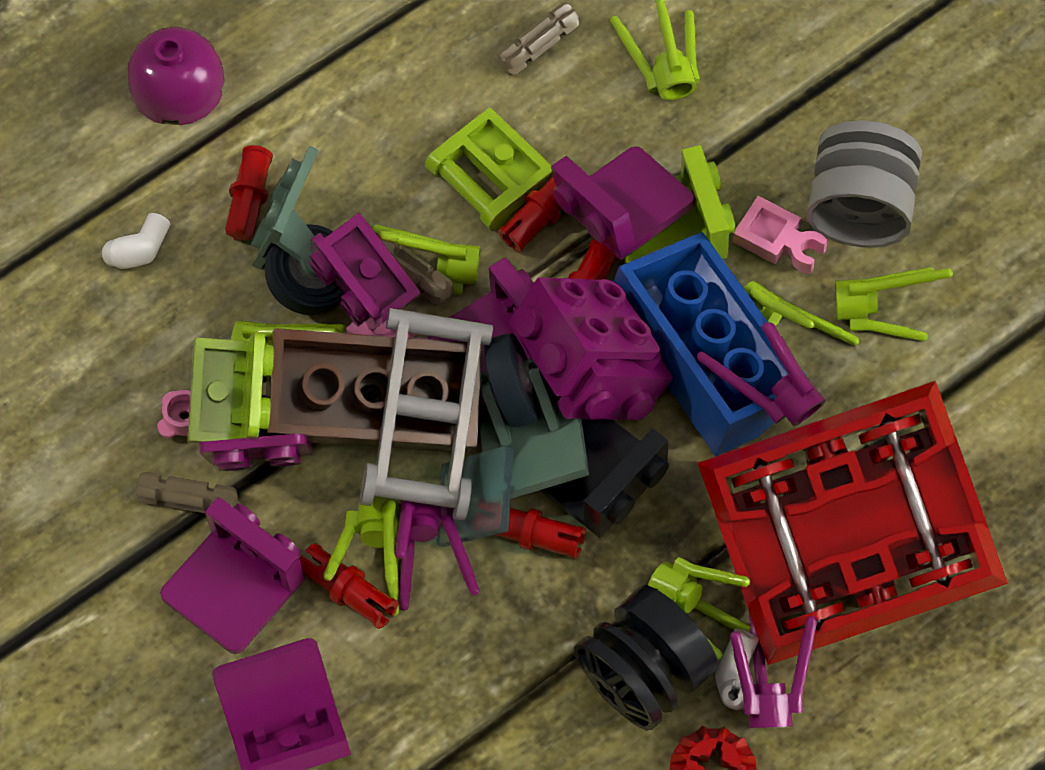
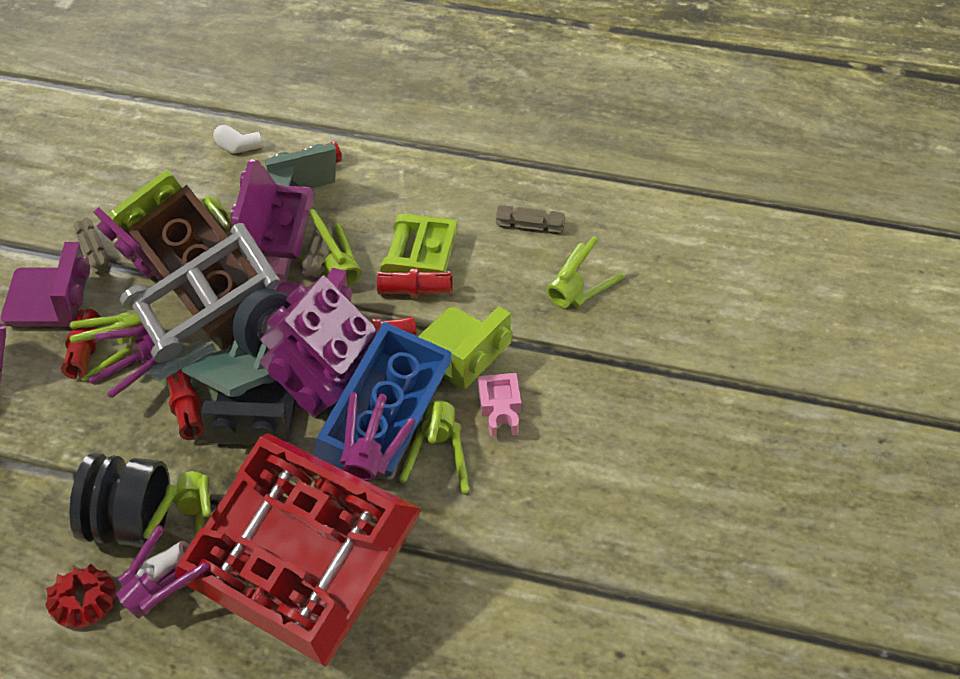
camera: 50 degrees right, 15 degrees down
(175, 76) = (355, 92): magenta cylinder -> none
(623, 200) = (439, 308): magenta bracket -> none
(859, 298) = (494, 471): lime plant -> none
(864, 184) = (569, 413): light grey wheel -> none

